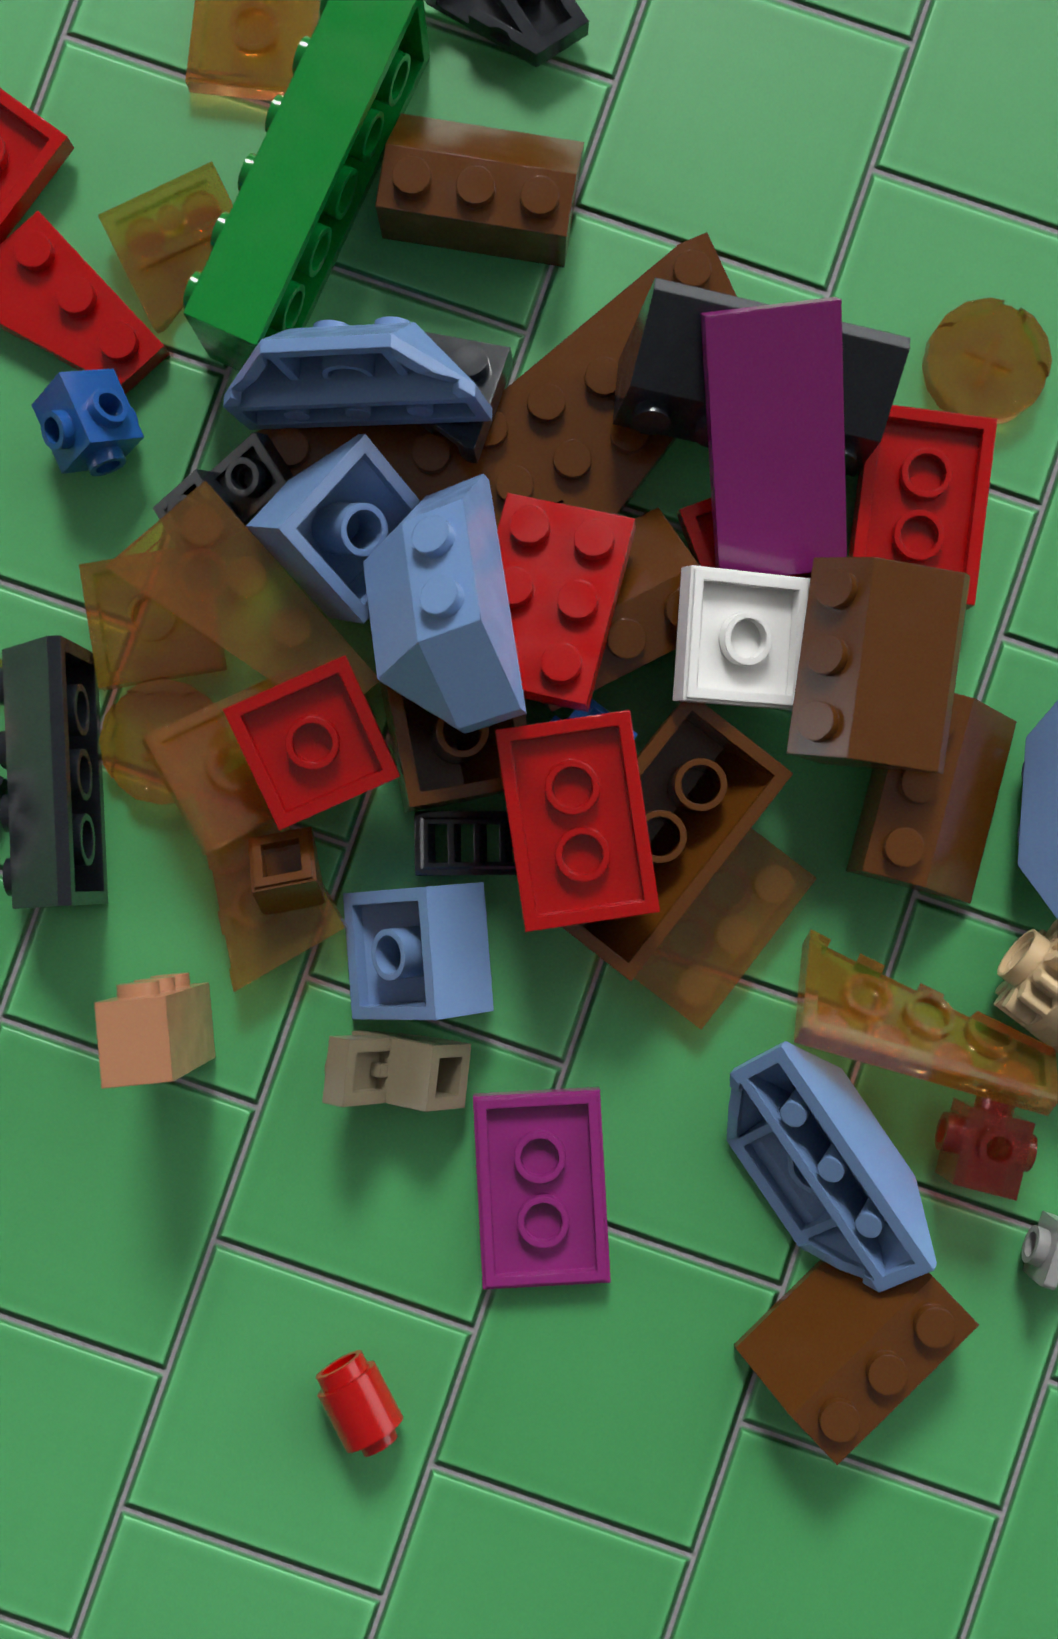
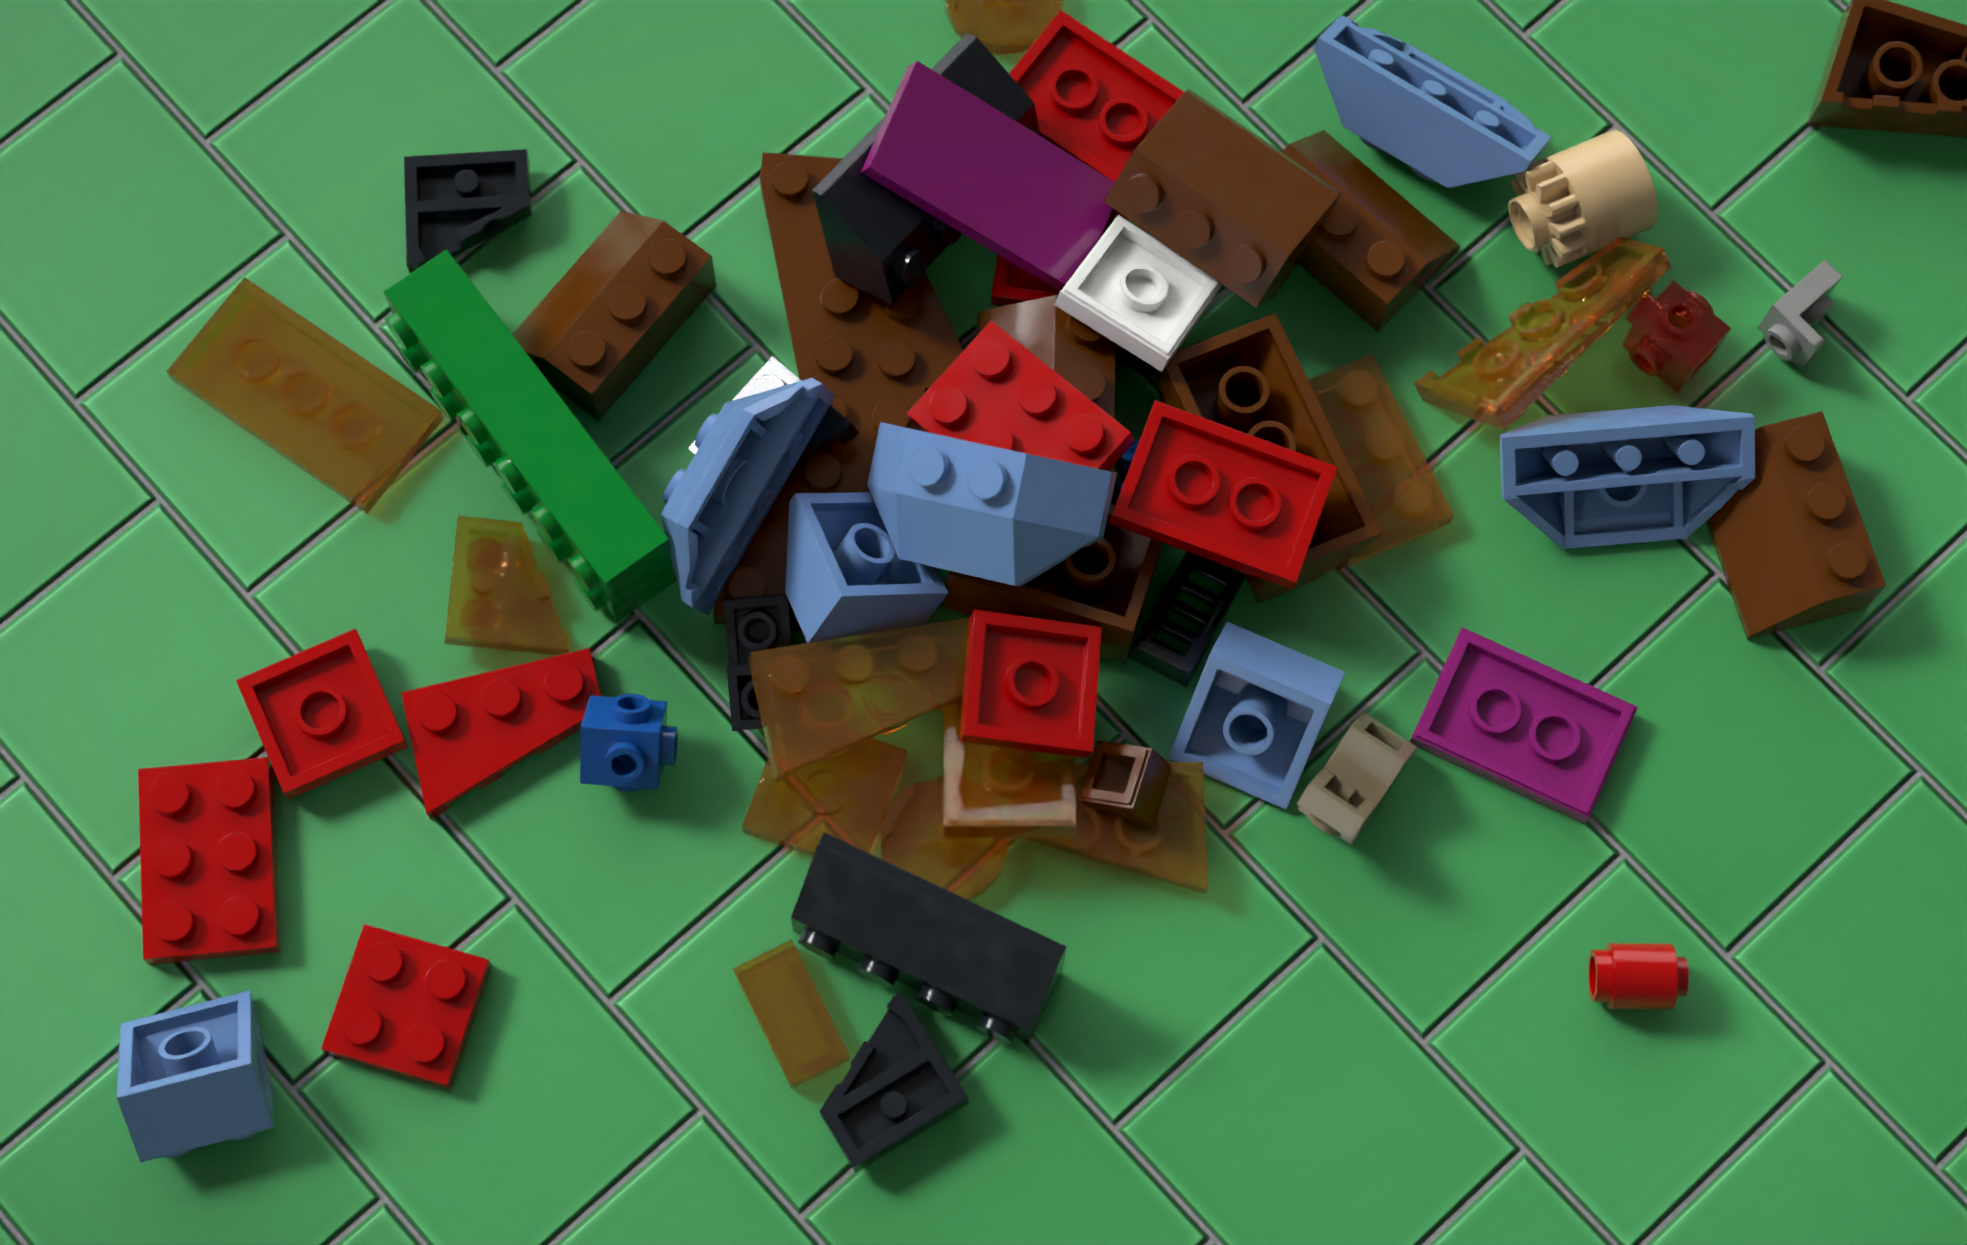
camera: 60 degrees left, 15 degrees down
(154, 1030) = (1211, 942): nougat brick -> none

